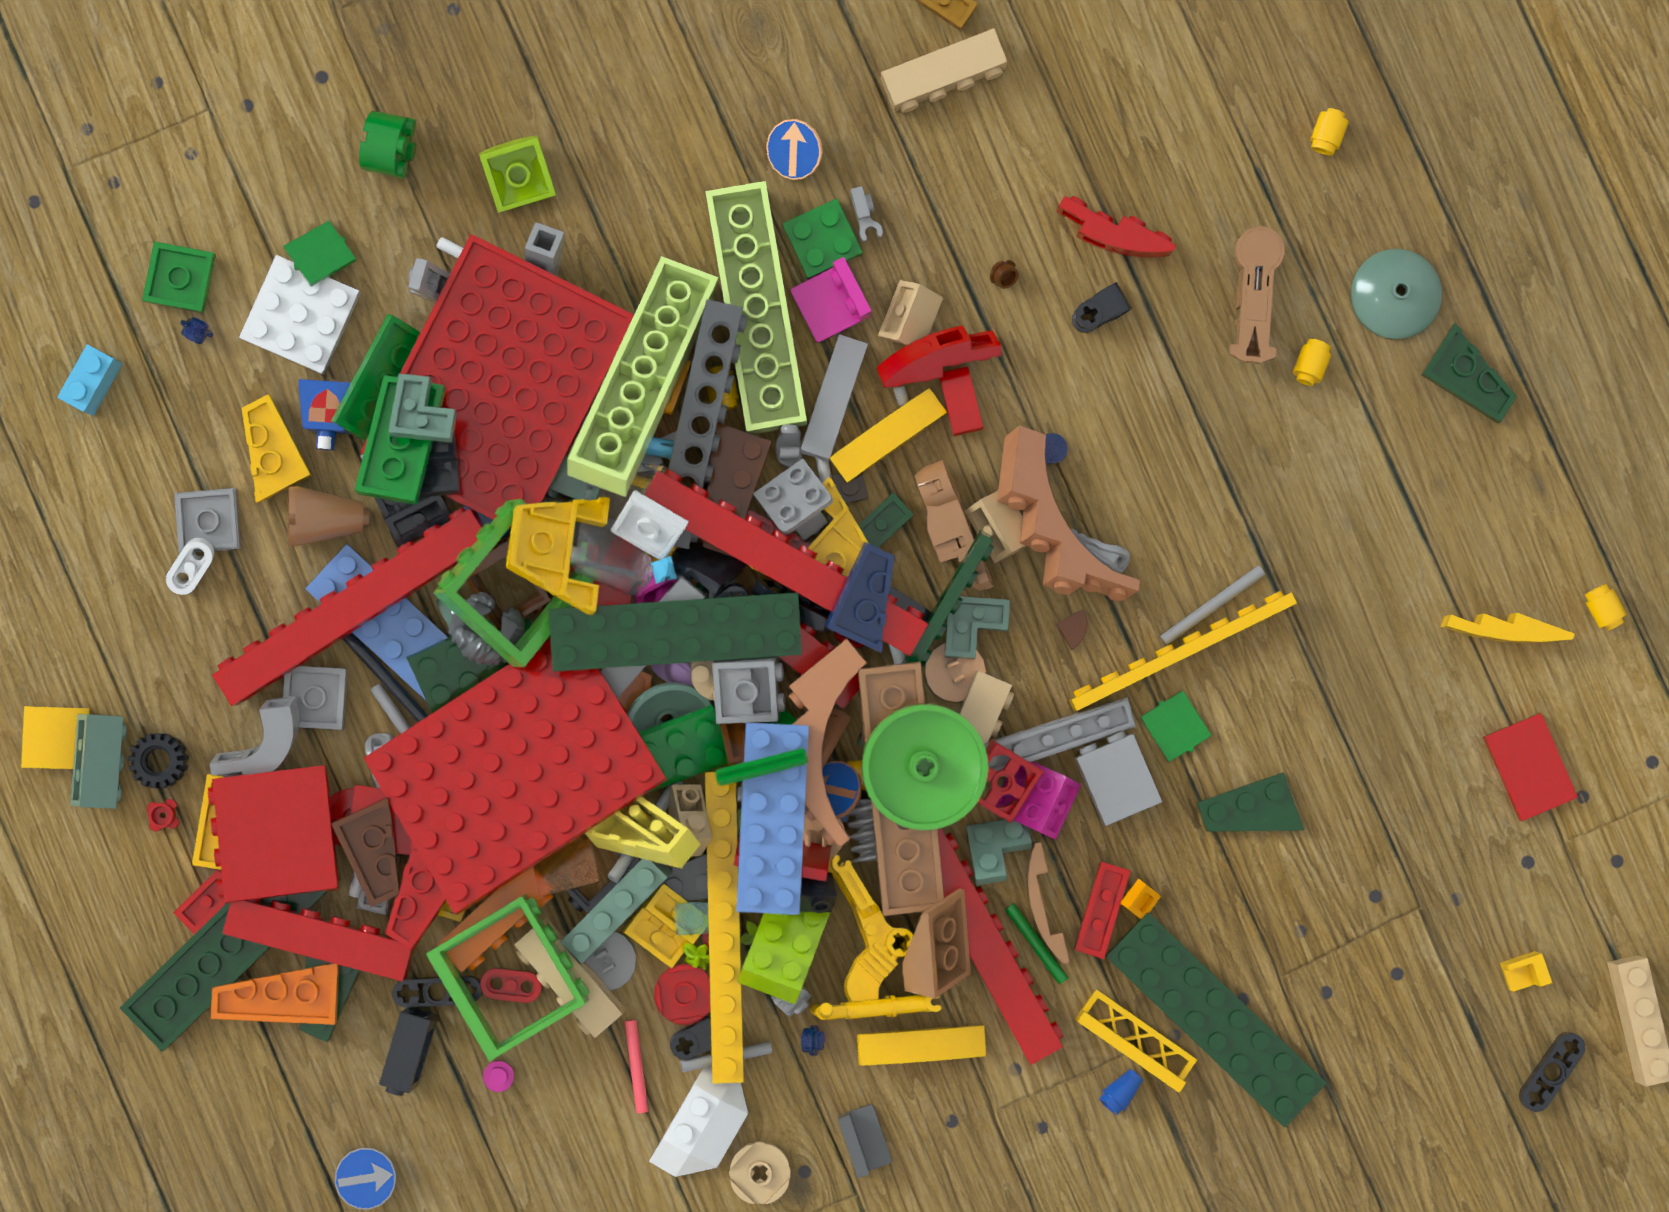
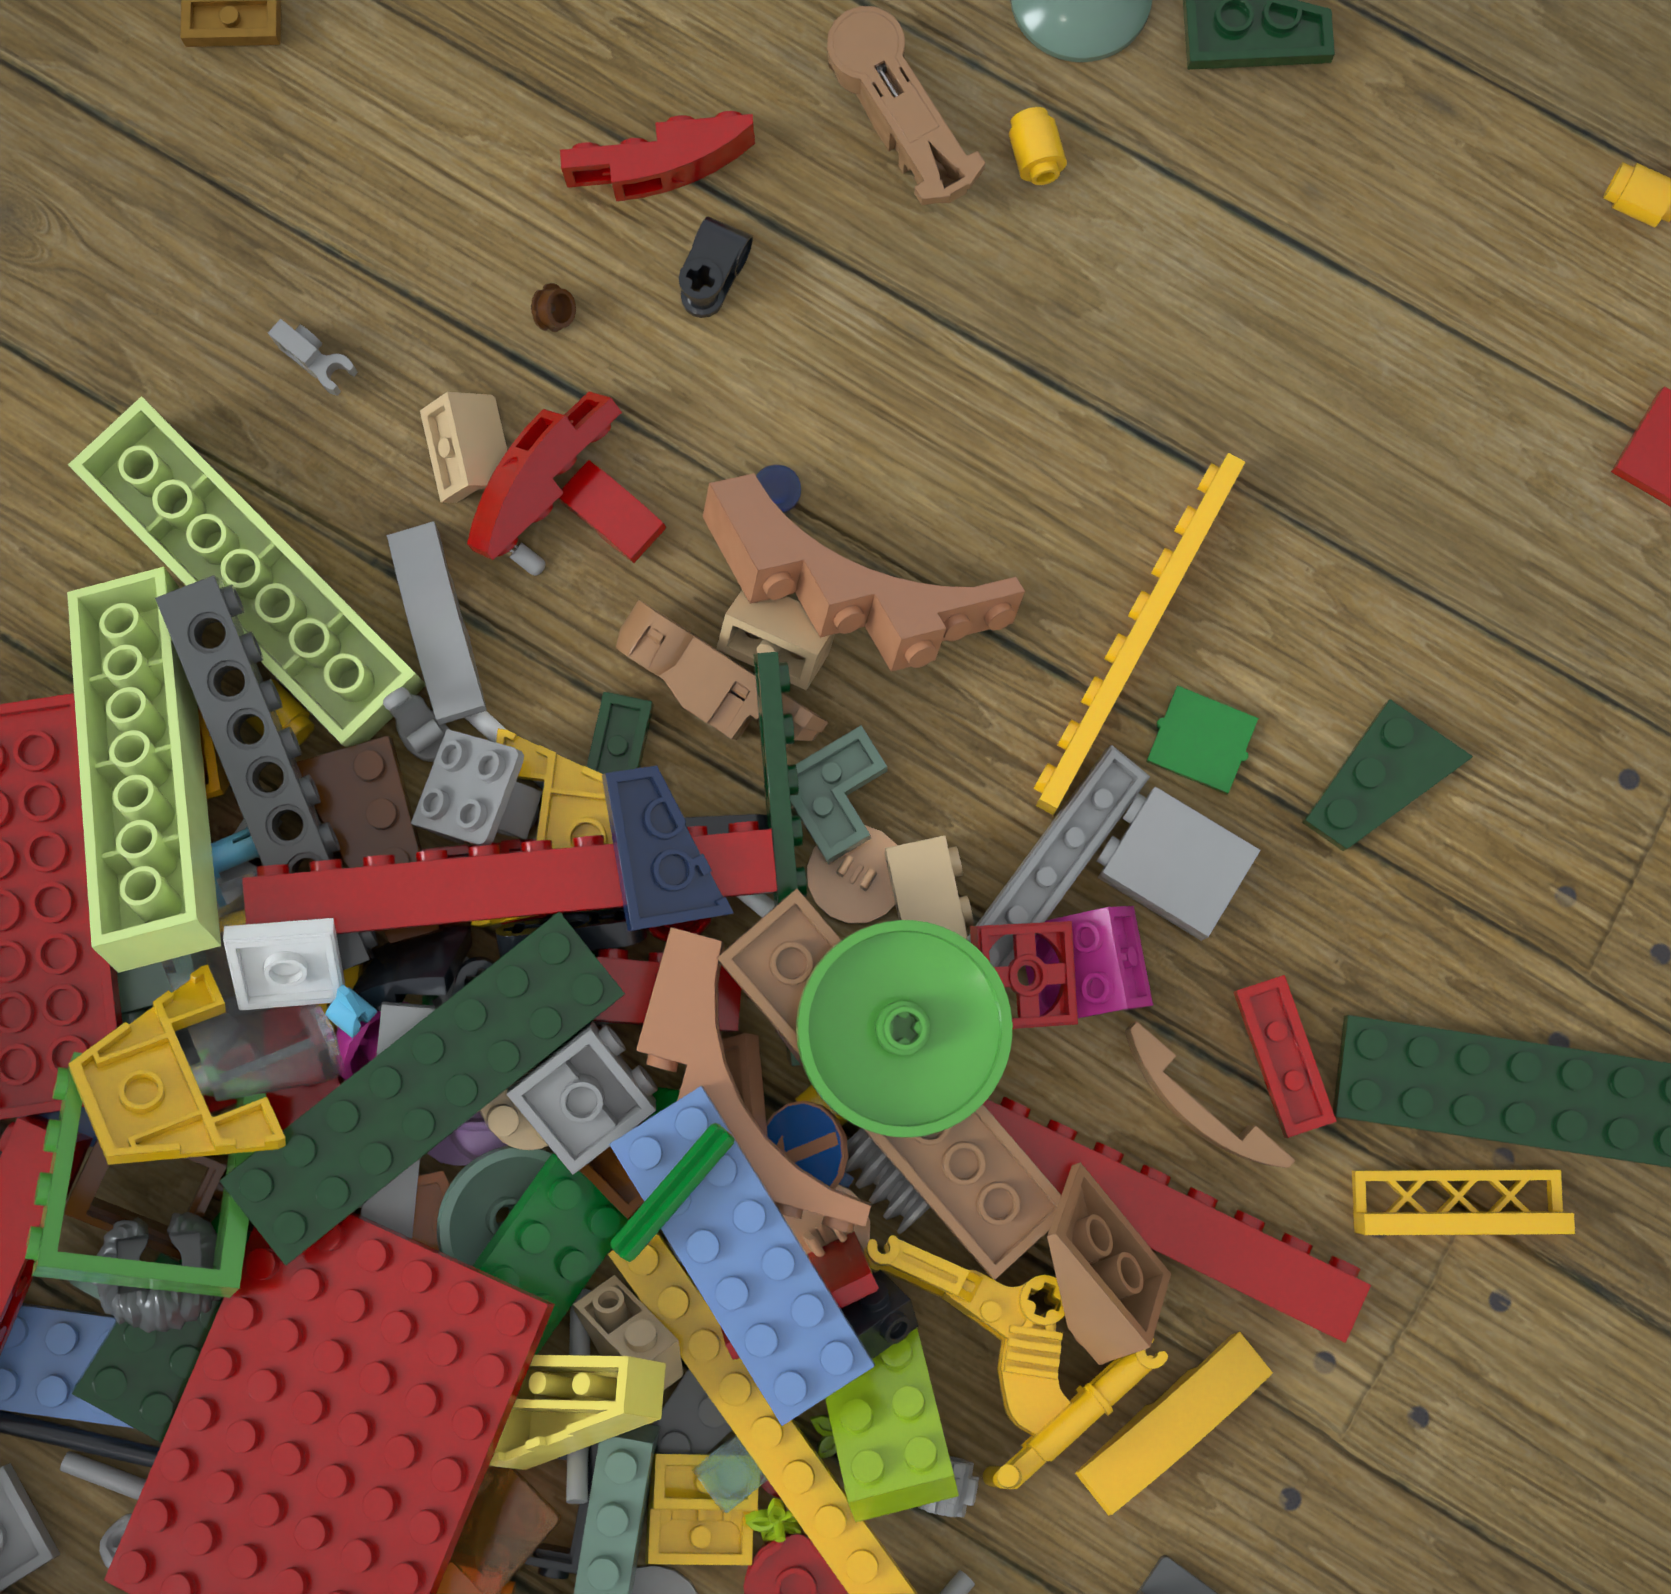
camera: 30 degrees left, 5 degrees down
(794, 149) = (159, 335): blue piece -> none
(812, 1040) = (1019, 1526): clear blue plate -> none
(822, 238) = (279, 428): green plate -> none
(831, 301) = (347, 497): dark pink bracket -> none
(852, 491) = (542, 723): dark brown plate -> none
(888, 435) = (543, 621): yellow slope -> none
(943, 71) = (291, 105): tan brick -> none
(988, 844) = (1067, 1074): sand green plate -> none
(1036, 943) = (1228, 1166): green bar -> none
(1074, 628) = (974, 705): reddish brown tile -> none
(1112, 556) = (954, 570): light grey piece -> none
(1120, 1092) = (1492, 1289): blue cone -> none
(1140, 899) = (1325, 1004): light orange plate -> none
(1212, 605) = (1135, 547): light grey bar -> none
(1516, 629) = (1548, 302): yellow slope -> none

